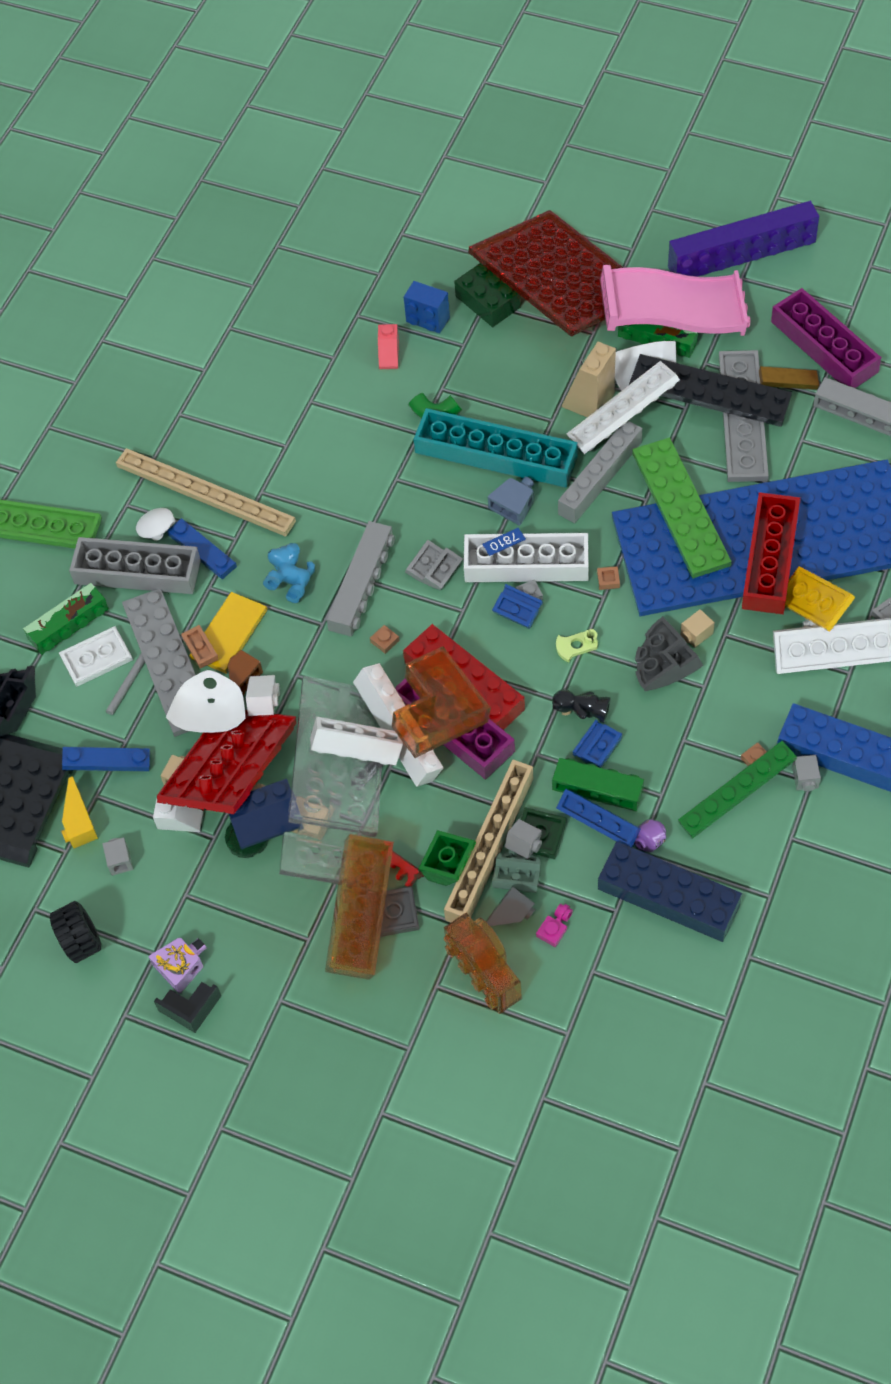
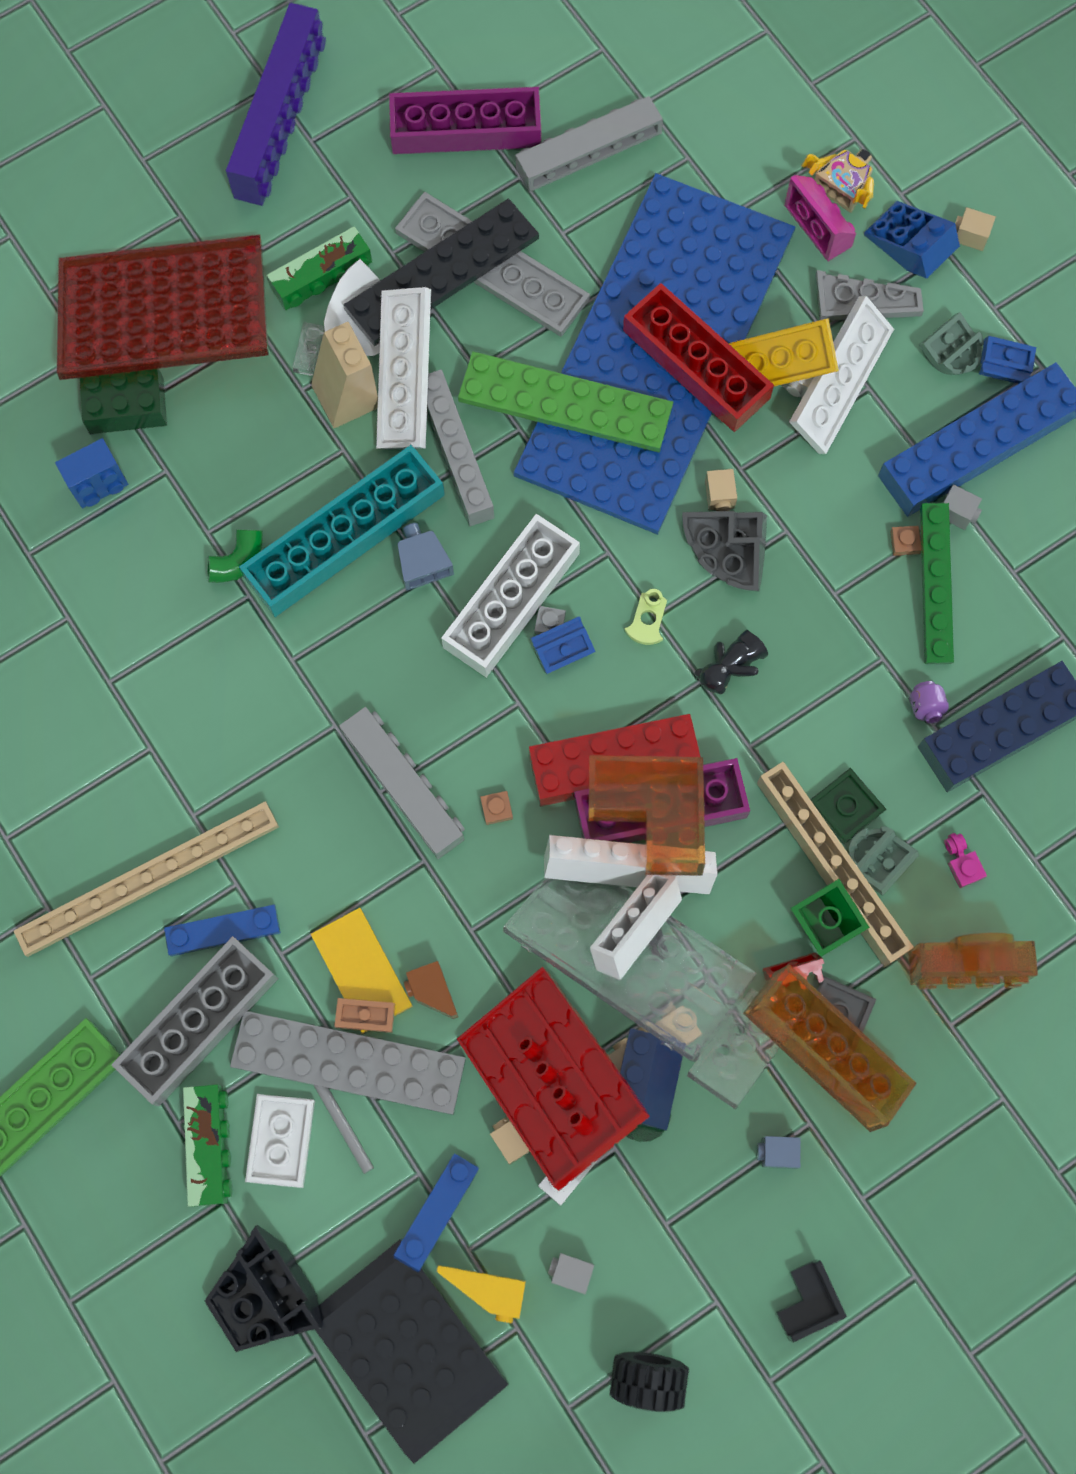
camera: 60 degrees left, 15 degrees up
(155, 523) = (148, 962): white dish -> none
(178, 962) = (753, 1283): lavender torso -> none
(193, 711) = (473, 1052): white piece -> none
(262, 695) = (483, 986): white brick -> none
(275, 928) = (779, 1152): none -> sand blue brick
(284, 561) = (318, 848): dark azure animal -> none
(388, 346) = (107, 550): coral slope -> none
(433, 565) = (440, 695): light grey slope -> none
(504, 541) = (482, 604): blue sticker -> none
(511, 909) = (923, 895): dark grey slope -> none
(523, 839) = (857, 827): light grey brick -> none
(597, 744) = (786, 679): blue plate -> none
(598, 783) = (835, 710): green brick -> none
(598, 818) = (878, 737): blue plate -> none
(608, 578) = (593, 532): nougat plate -> none
(674, 300) = (299, 224): bright pink panel -> none
(789, 378) = (482, 189): pearl gold tile -> none

